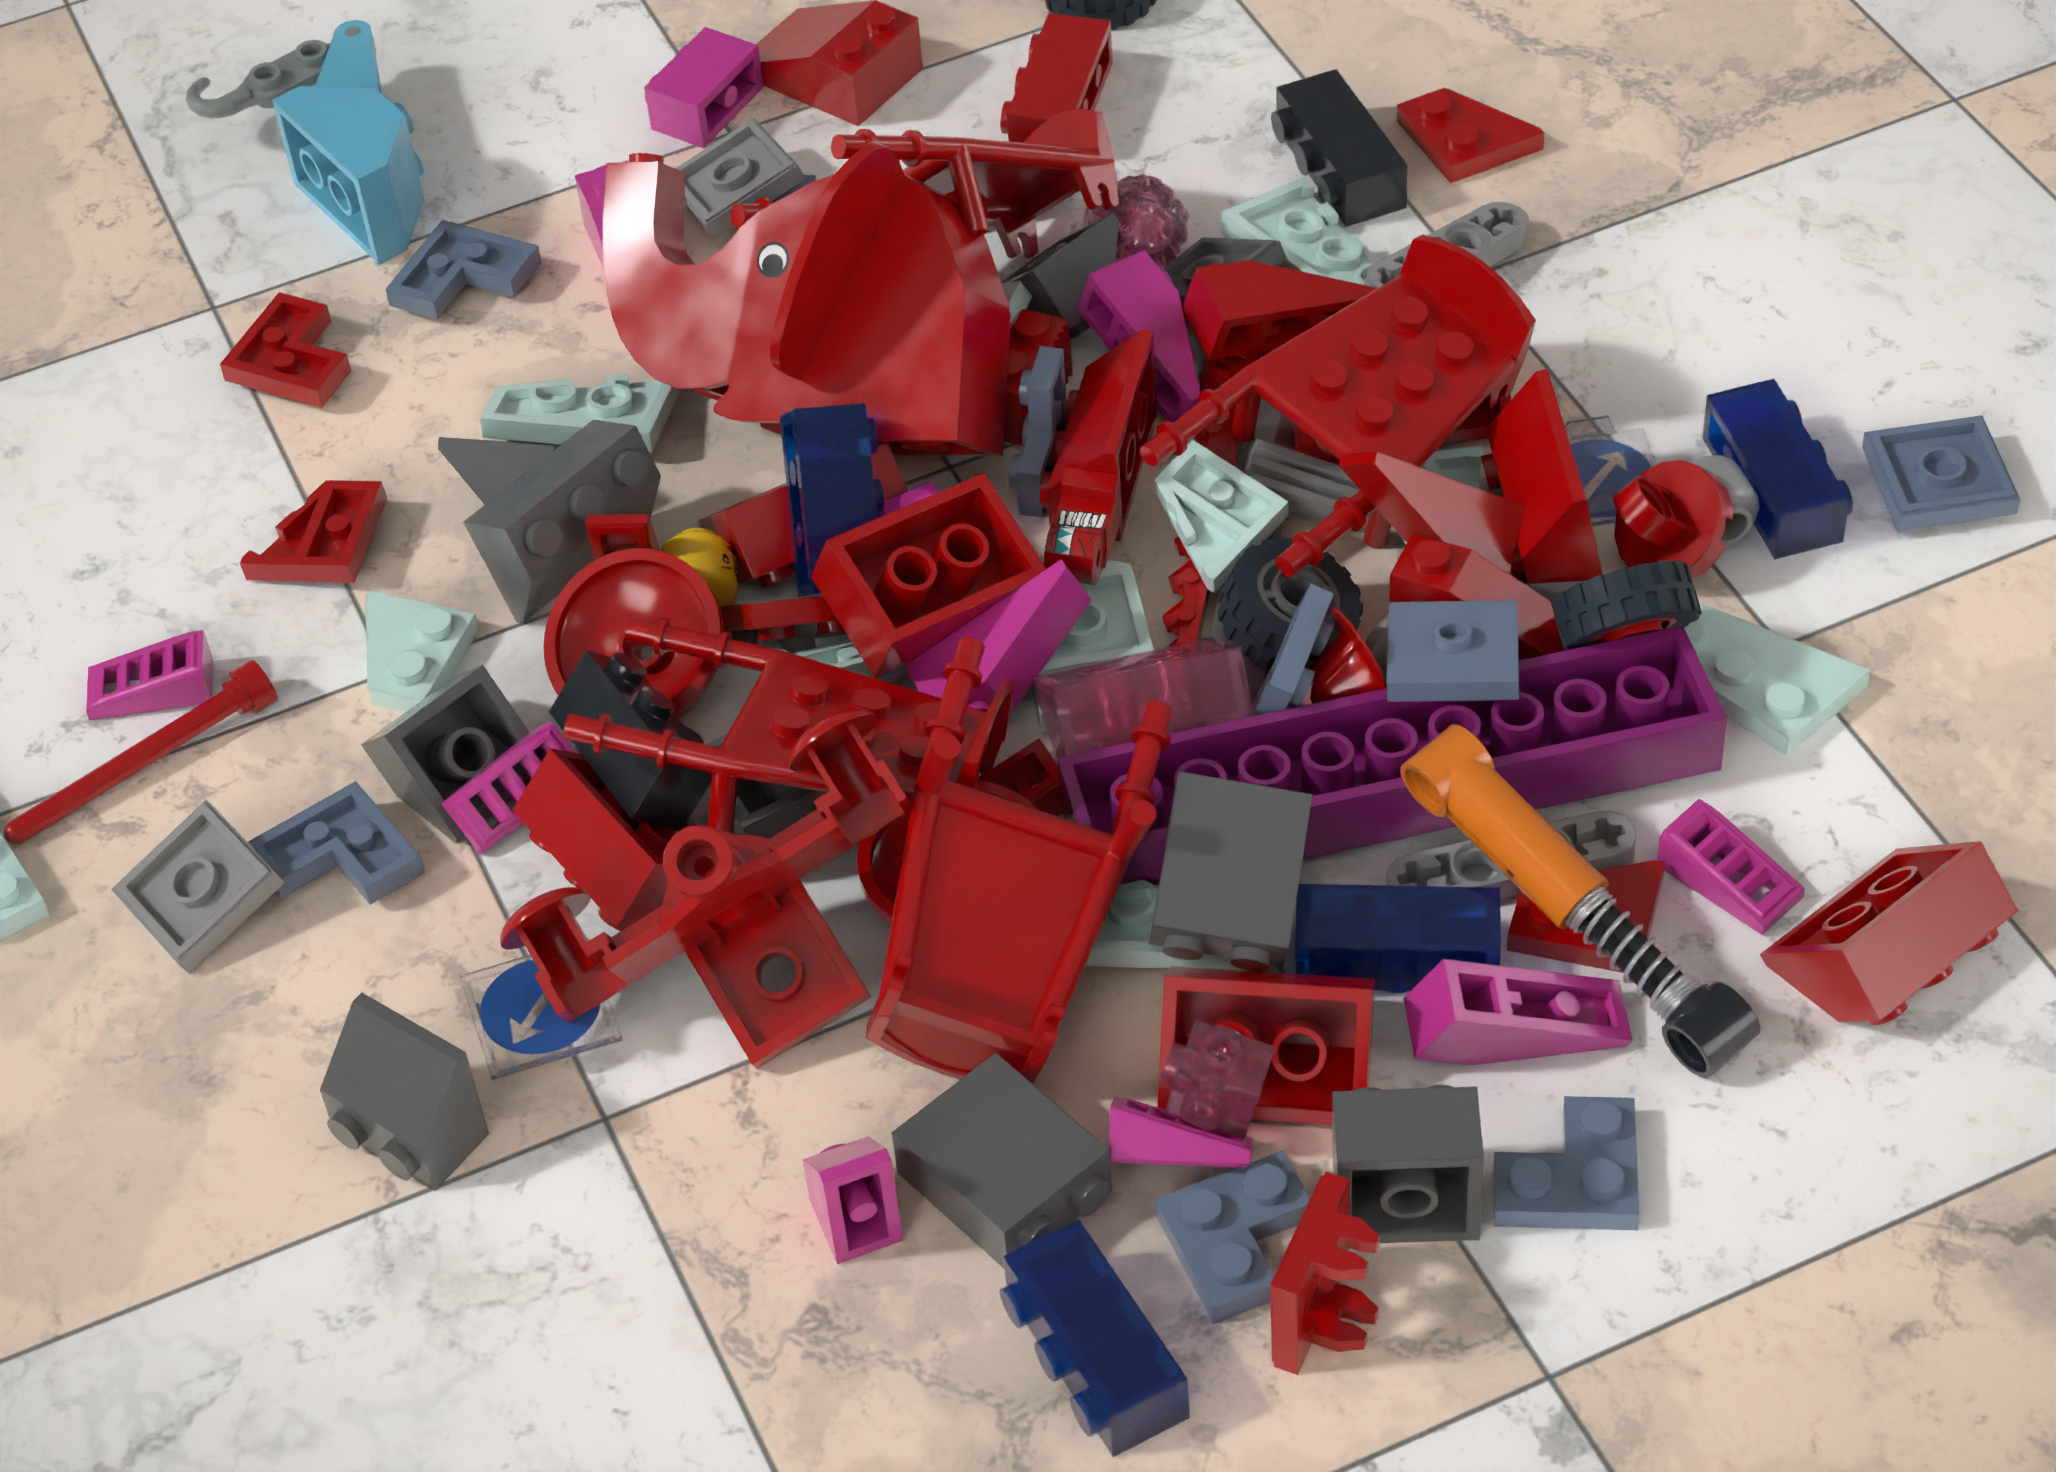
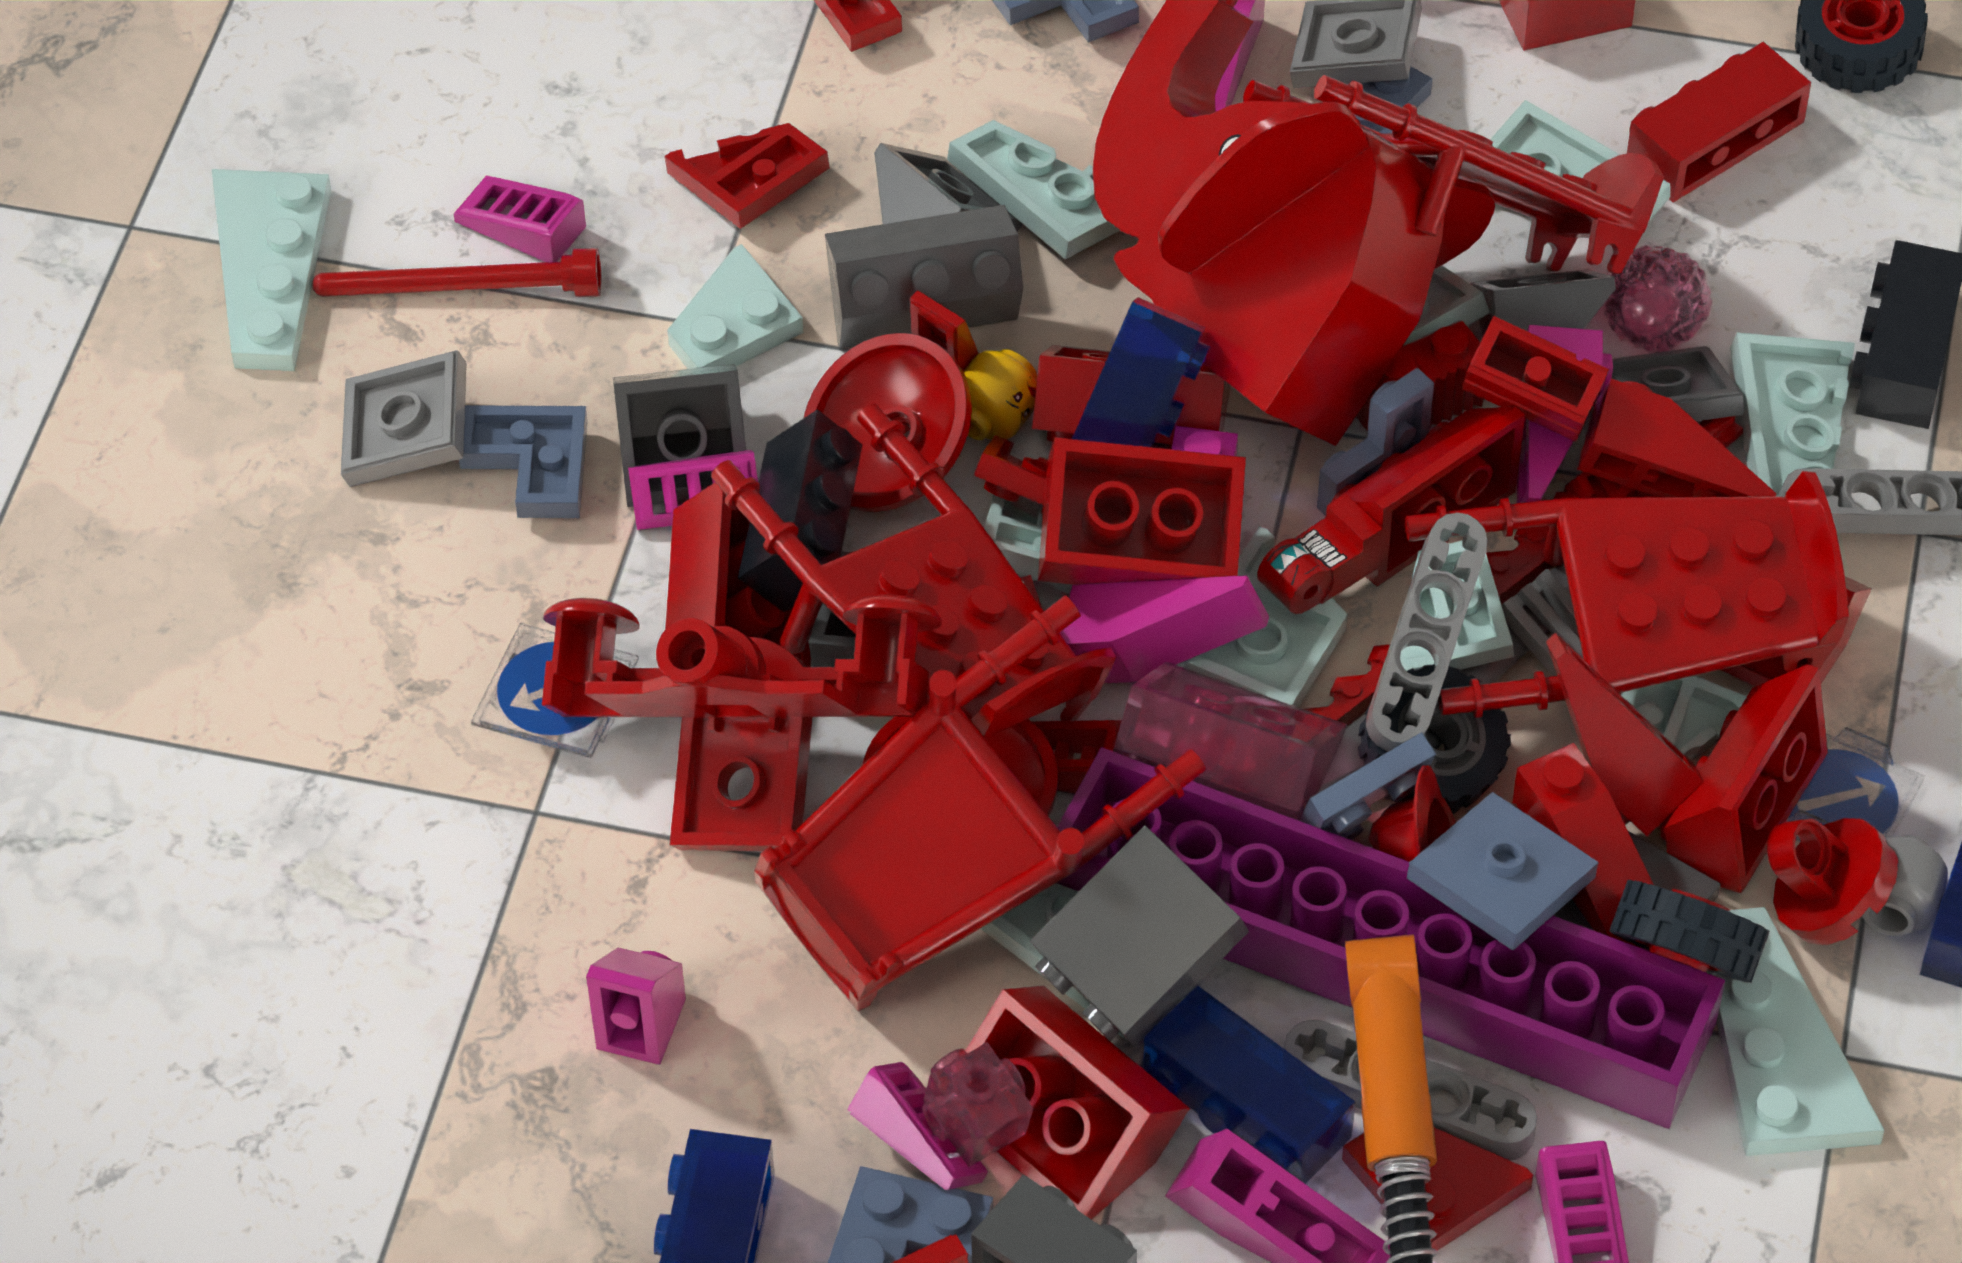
camera: 35 degrees right, 5 degrees up
(402, 1094) = (387, 696): dark grey slope -> none
(1002, 1159) = (774, 1053): dark grey brick -> none
(1137, 294) = (1536, 377): none -> red brick
(1228, 518) = (1430, 633): none -> light grey beam

